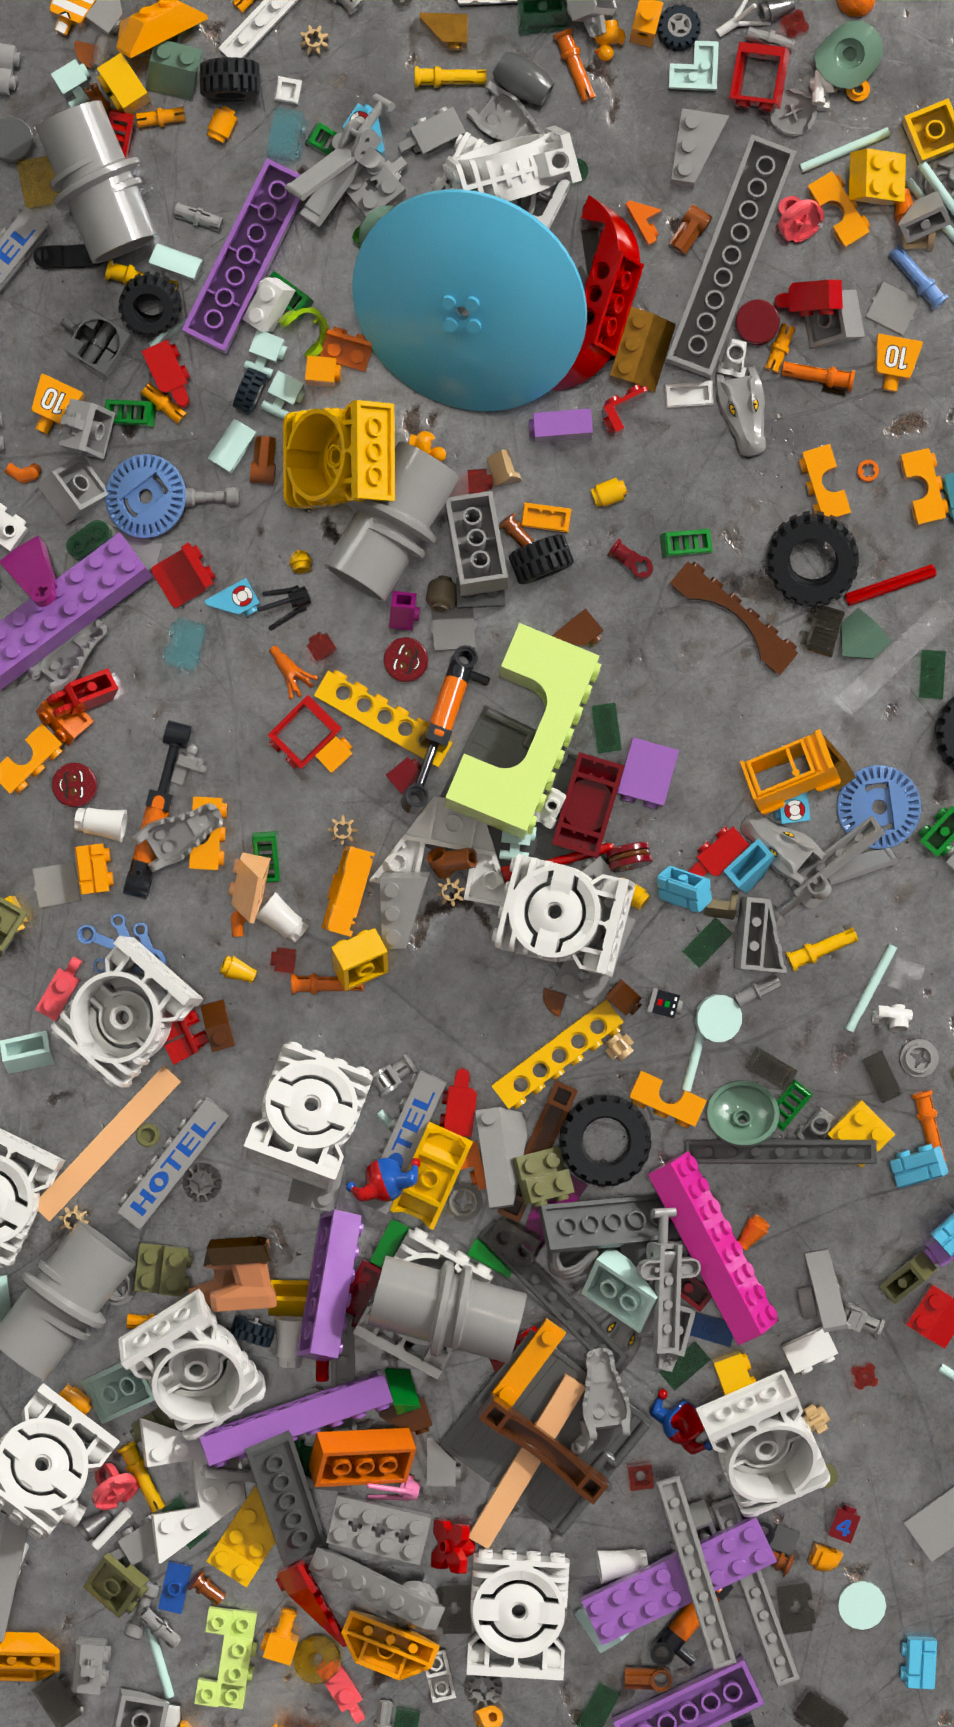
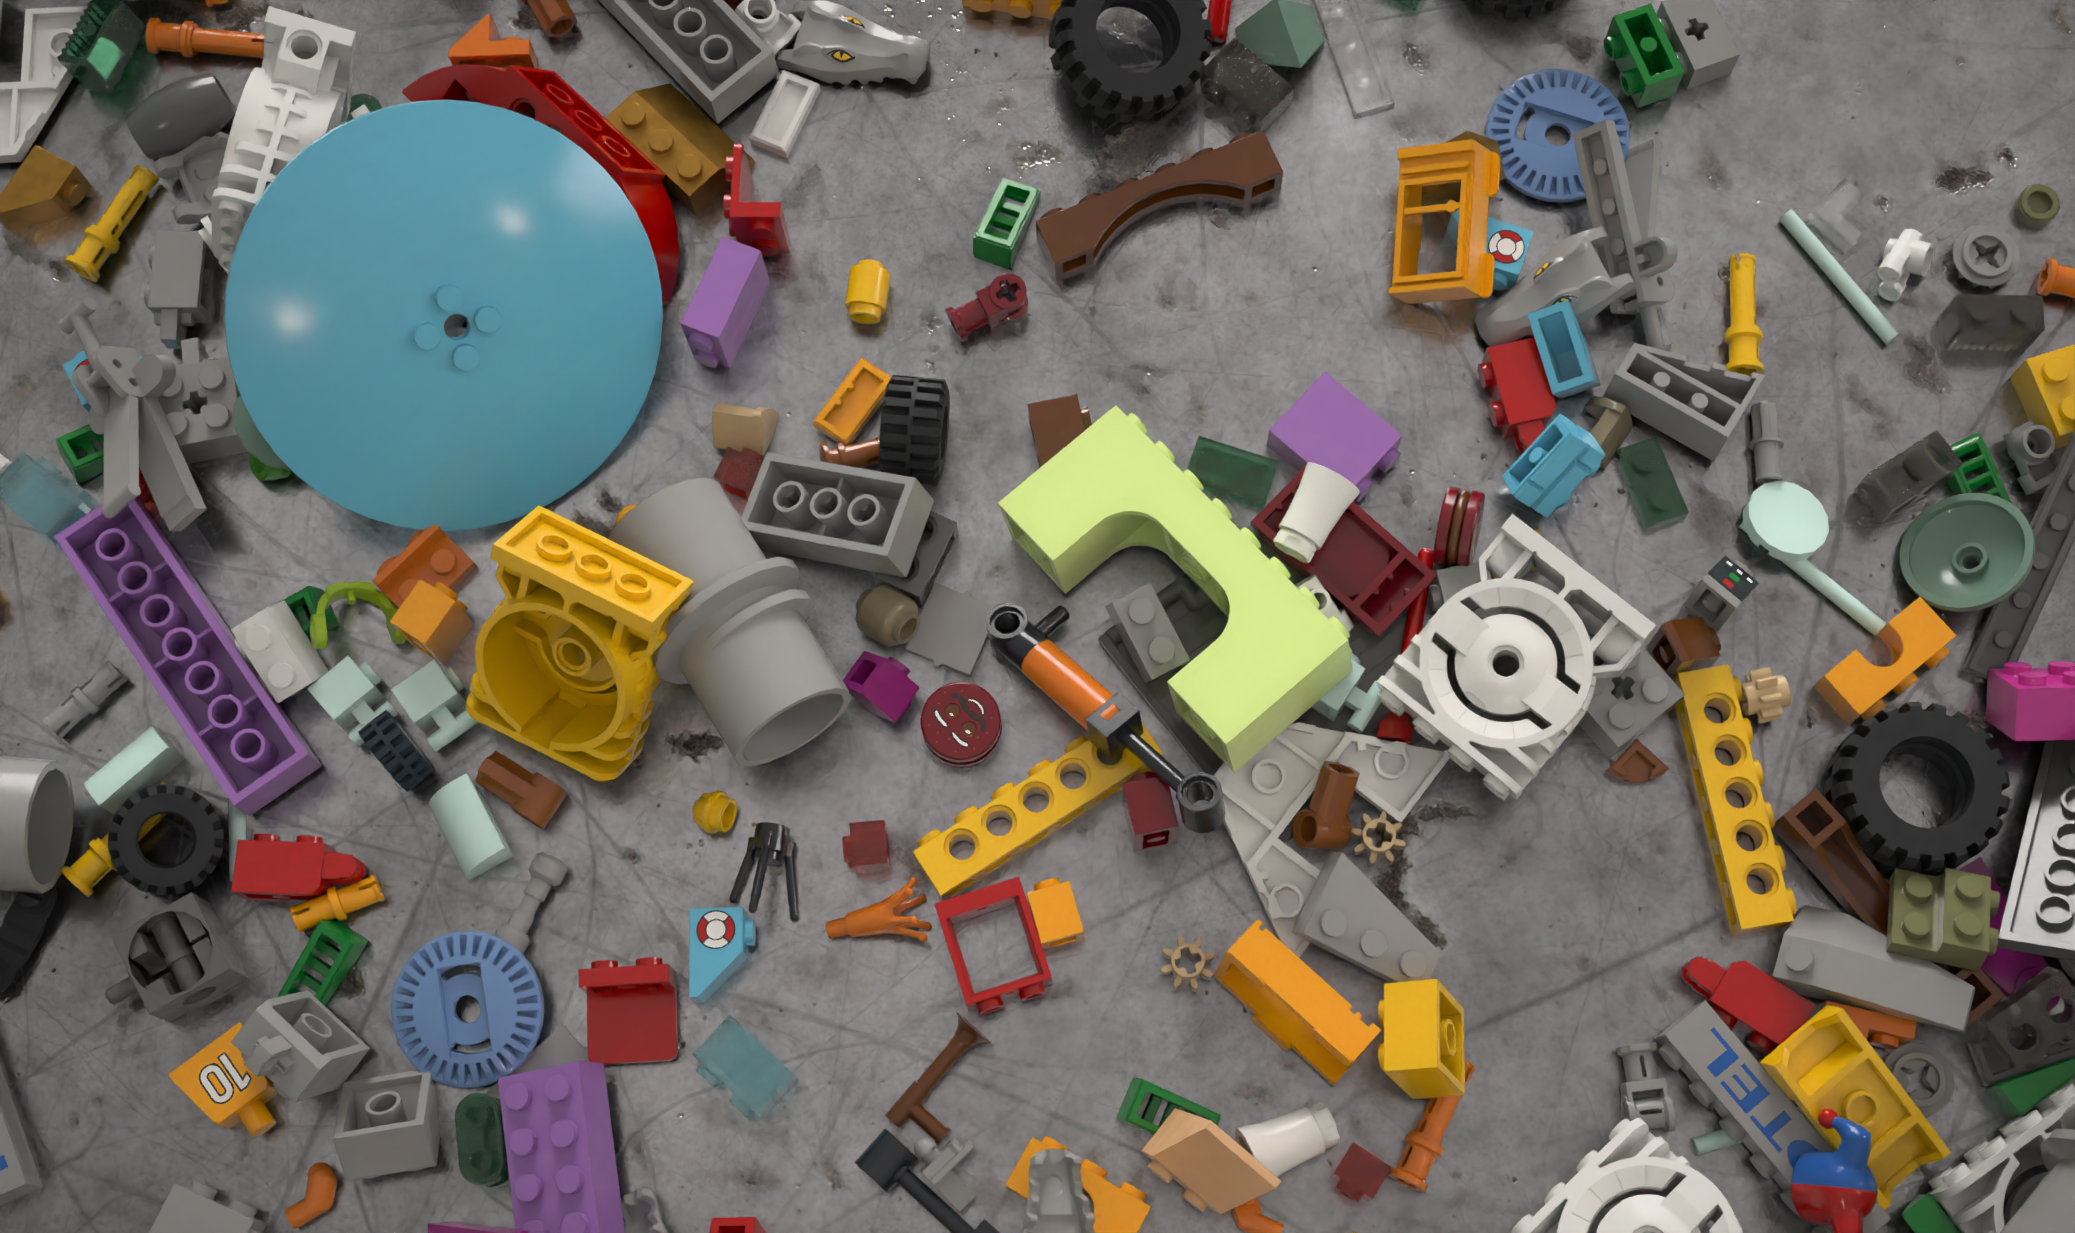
camera: 60 degrees left, 15 degrees down
(211, 731) = (910, 1102): none -> reddish brown piece
(494, 729) = (1147, 632): none -> light grey brick
(595, 781) = (1314, 511): none -> white plant

